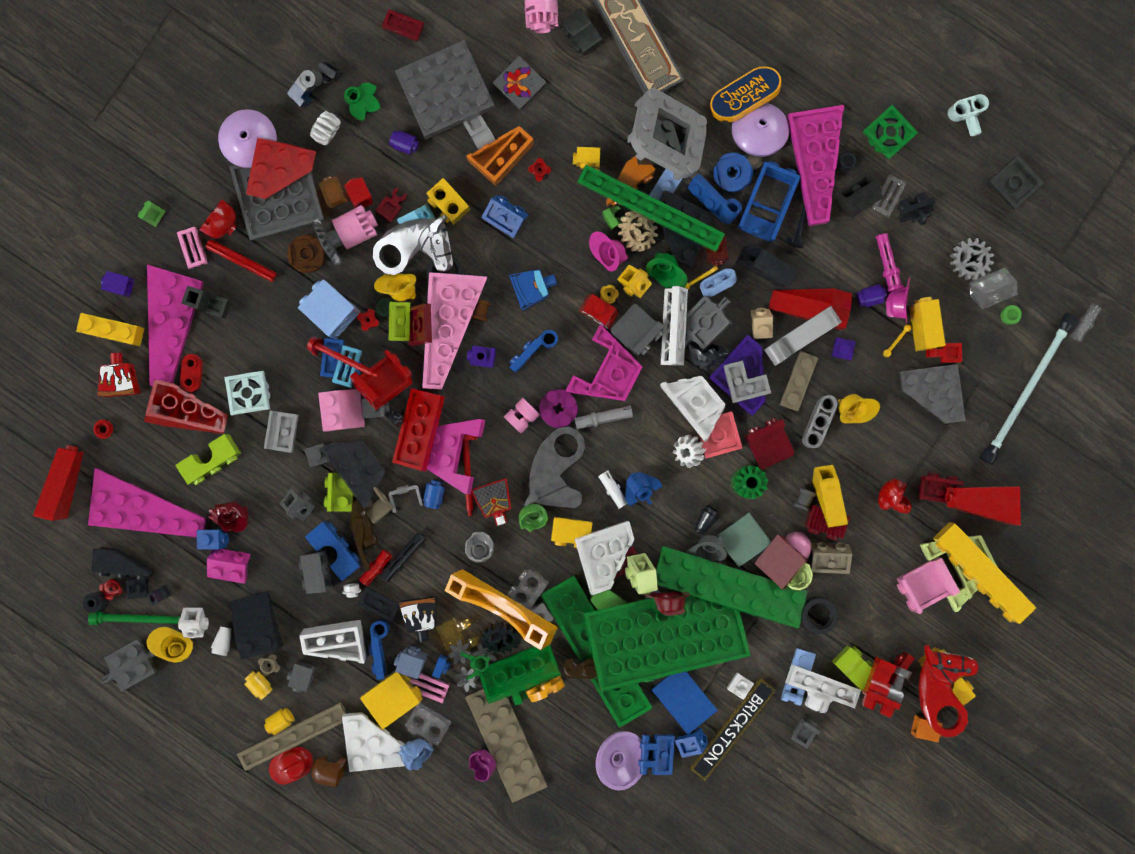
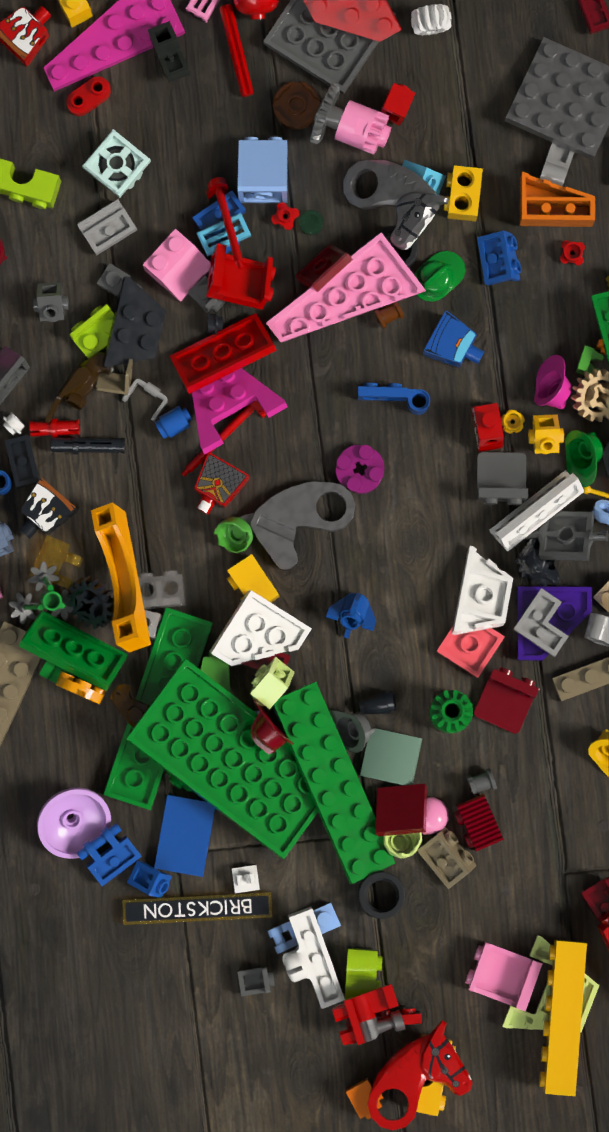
camera: 50 degrees right, 5 degrees down
(178, 409) = (44, 114): red wedge -> none
(333, 191) = (377, 78): clear orange brick -> none
(346, 561) = (36, 395): blue arch -> none
(364, 102) = (488, 34): green plate -> none
(389, 207) = (410, 145): dark red plate -> none
(398, 286) = (342, 216): yellow piece -> none
(399, 321) = (310, 246): lime plate -> none
(404, 142) = (483, 104): dark purple brick -> none
(441, 666) = (15, 570): blue plate -> none
(479, 547) = (161, 508): light grey hair -> none
(484, 259) = (440, 275): none -> green piece
(487, 361) = (348, 361): dark purple brick -> none
(526, 410) = (331, 437): bright pink wheel -> none
(595, 419) = (389, 519): light grey pin -> none
(613, 489) = (328, 588): white pin -> none
(615, 374) = (441, 494): dark pink wing -> none
(695, 456) = (429, 628): white gear -> none
(826, 414) = (580, 724): light grey beam -> none
(829, 495) = (506, 799): yellow slope -> none
(892, 496) = (560, 865): red hair -> none

